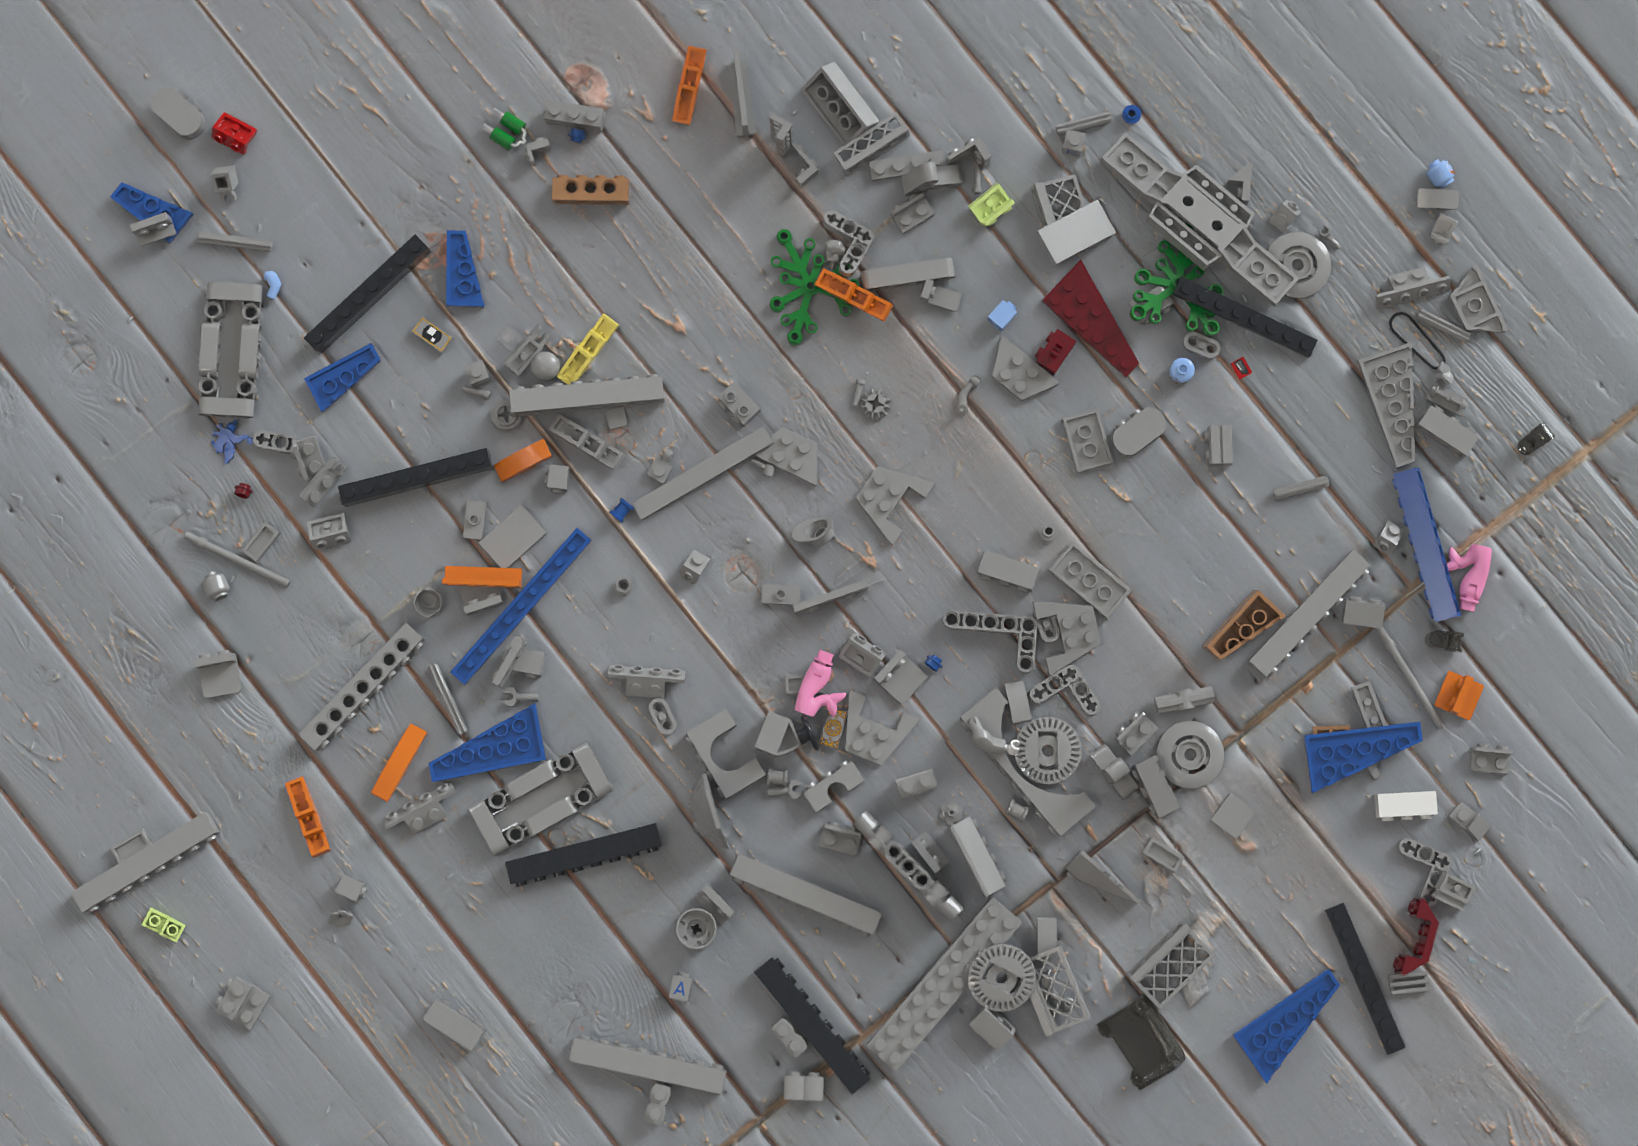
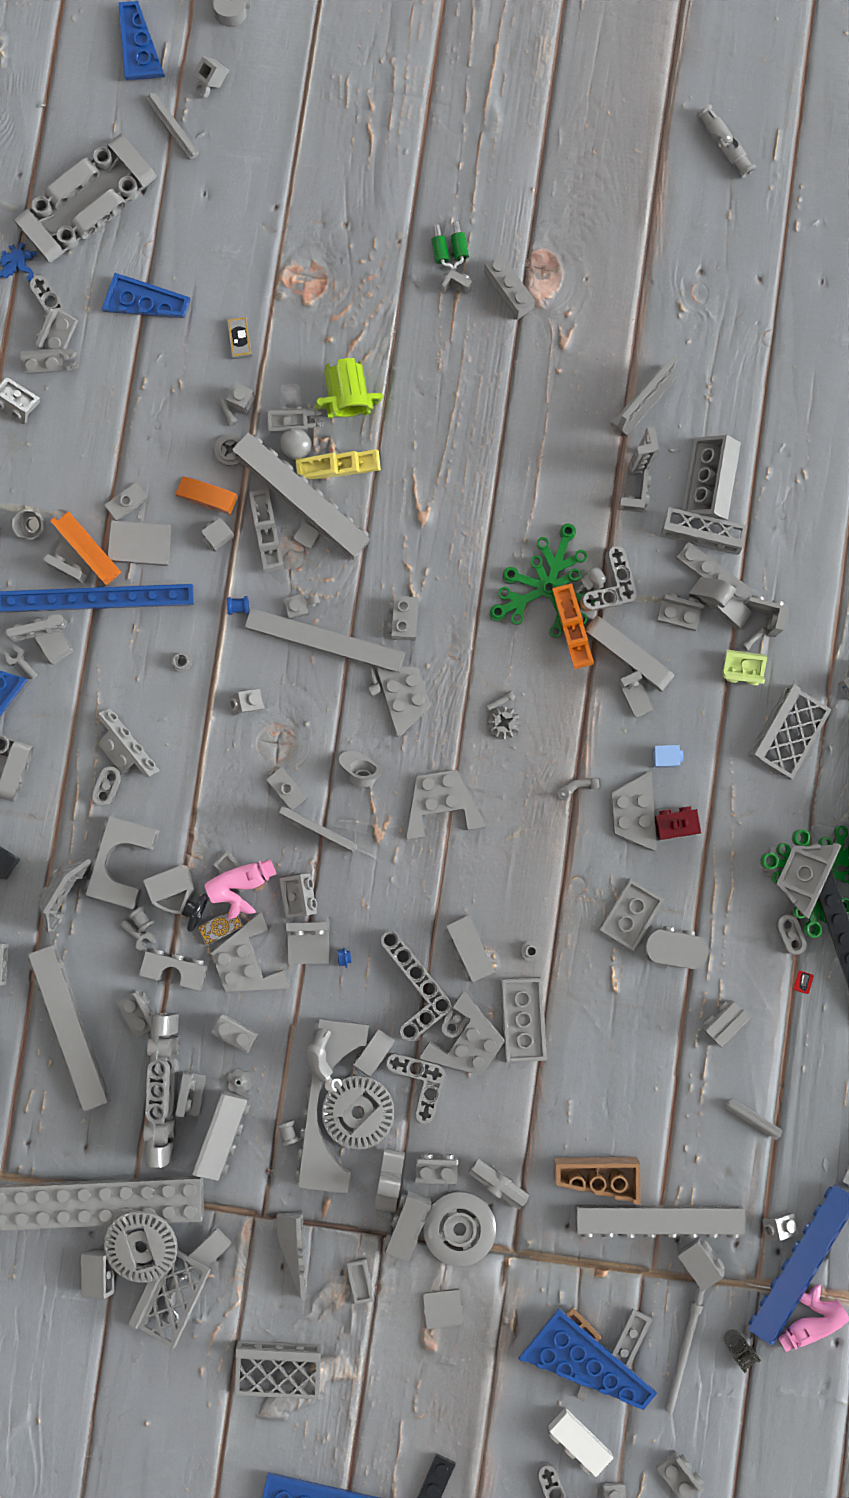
camera: 40 degrees right, 0 degrees up
(153, 229) = (122, 54): light grey bracket -> none
(233, 133) = (253, 47): red bracket -> none
(274, 284) = (168, 183): light blue arm -> none
(367, 294) = (223, 259): black brick -> none
(415, 477) = (117, 426): black brick -> none
(461, 276) = (305, 316): blue wing -> none
(542, 295) = (347, 390): none -> lime container
(577, 135) = (496, 302): blue plate -> none
(599, 196) = (479, 377): medium nougat brick -> none
(689, 85) = (616, 350): orange slope -> none
(1075, 232) = (786, 752): light grey tile -> none
(1086, 313) = (731, 818): dark red wing -> none
(1143, 1041) = (196, 1407): clear smoke windscreen -> none
(1169, 296) = (806, 874): none -> light grey wing
(1181, 370) = (756, 937): light blue head -> none
(1459, 695) = (708, 1402): orange bracket -> none

